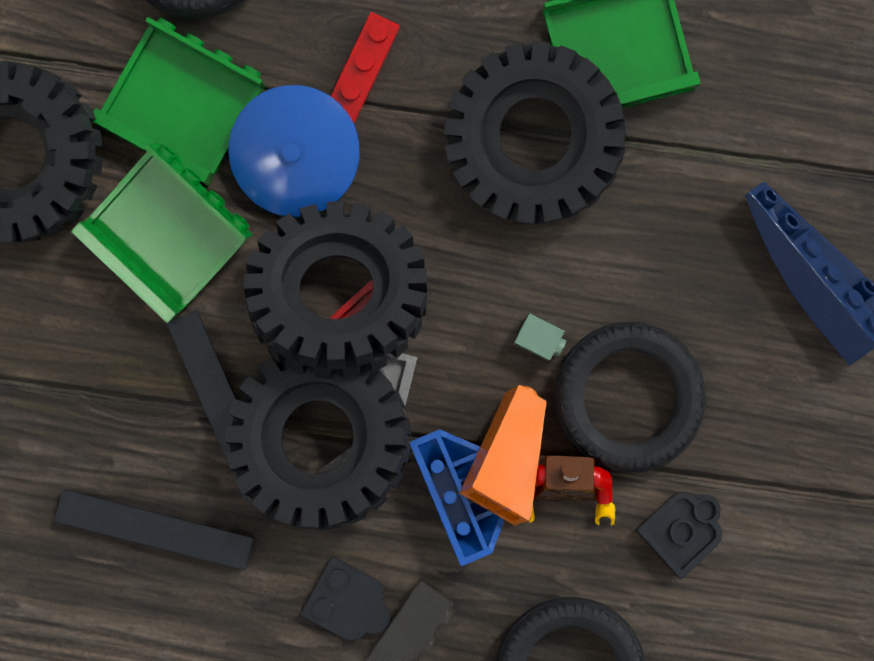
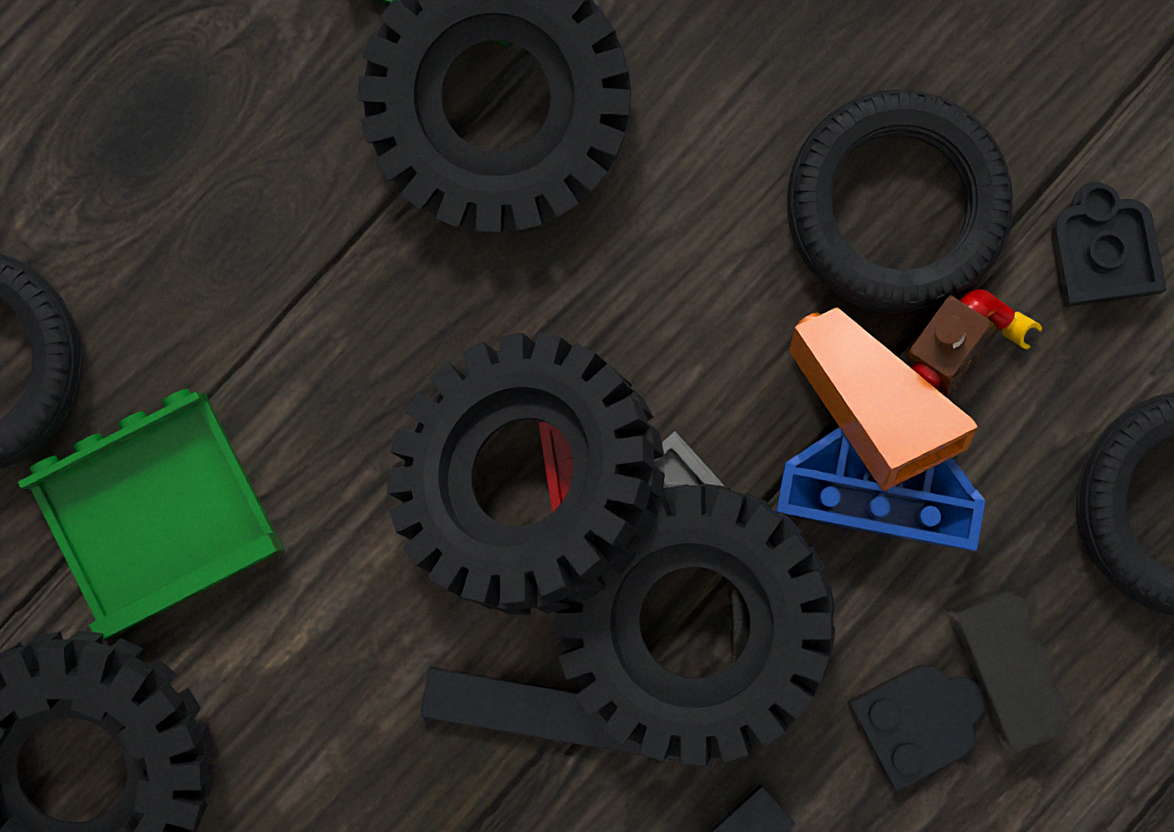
camera: 55 degrees left, 0 degrees up
(163, 232) = (304, 644): green panel -> none
(294, 149) = (310, 410): blue dish -> none
(365, 63) = (274, 271): red plate -> none
(540, 338) = (751, 263): sand green brick -> none

